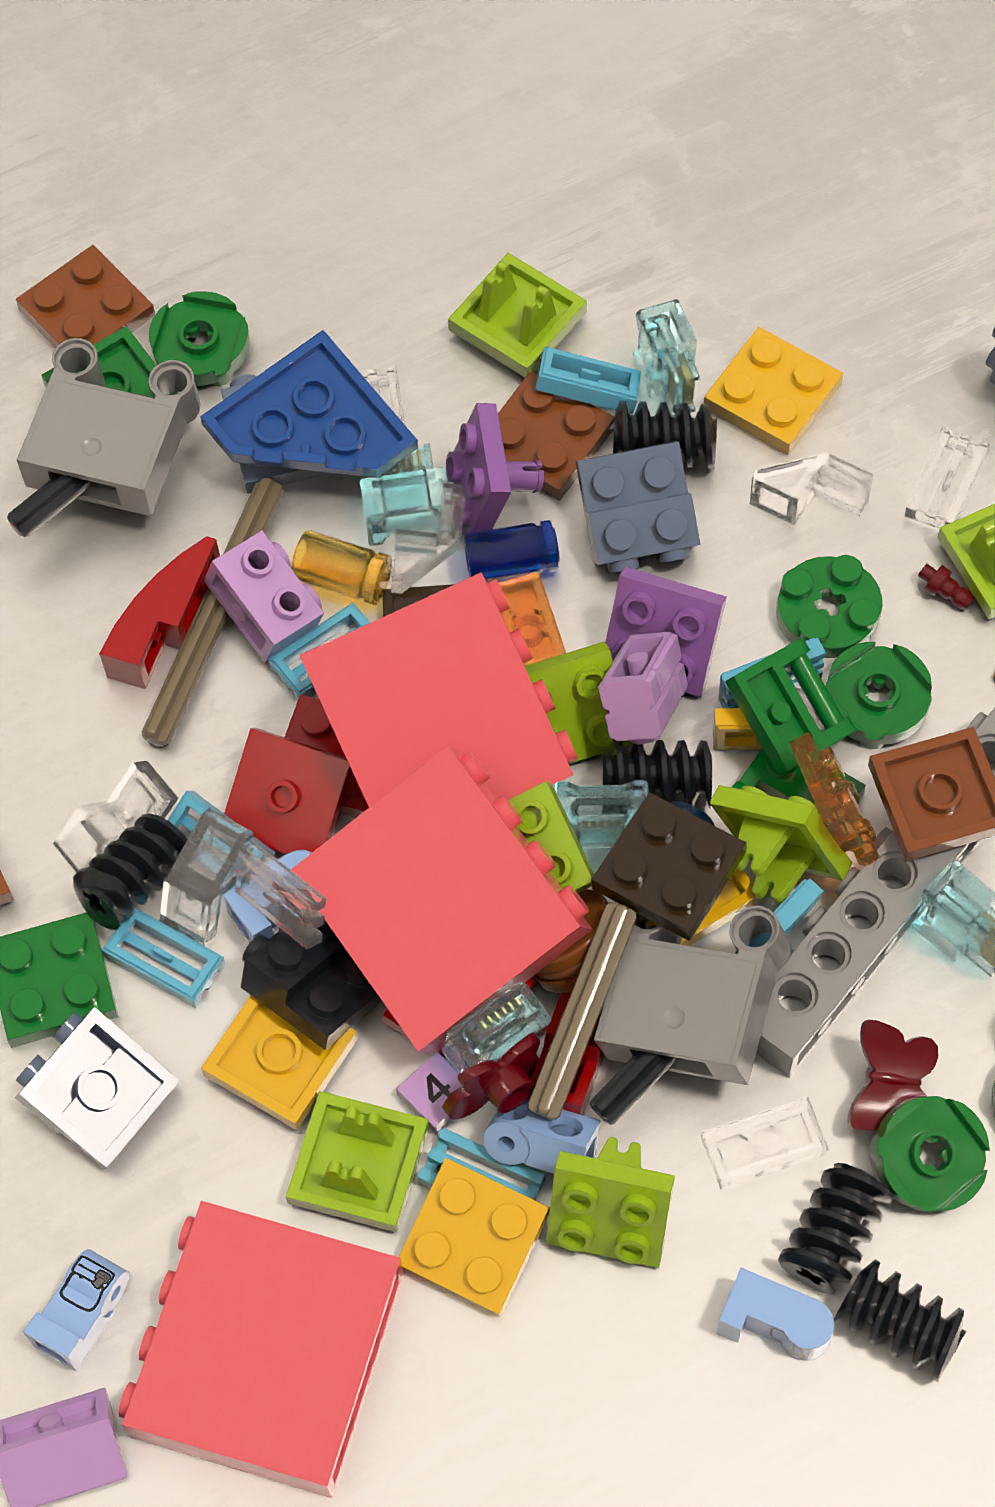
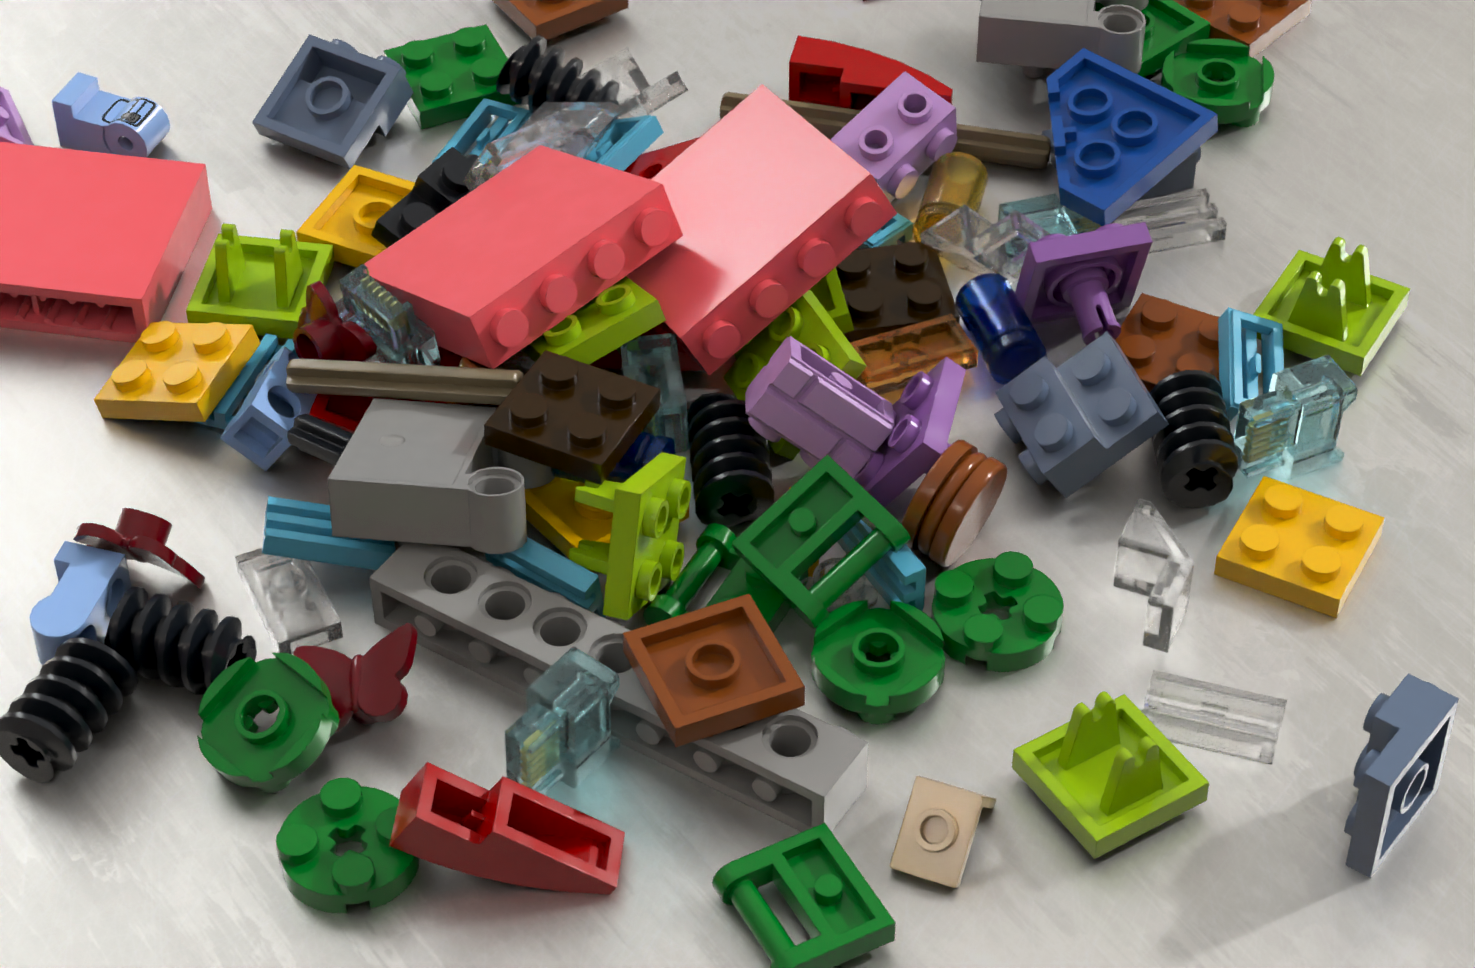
camera: 80 degrees right, 20 degrees down
(610, 1205) = (202, 445): lime plate -> none
(705, 1145) = (305, 533): none -> medium azure tile
(716, 1258) = (141, 539): none -> dark red animal
(754, 610) = (953, 502): none -> dark orange head
(835, 799) = (682, 546): clear orange plate -> none
(941, 583) = (1052, 712): dark red piece -> none

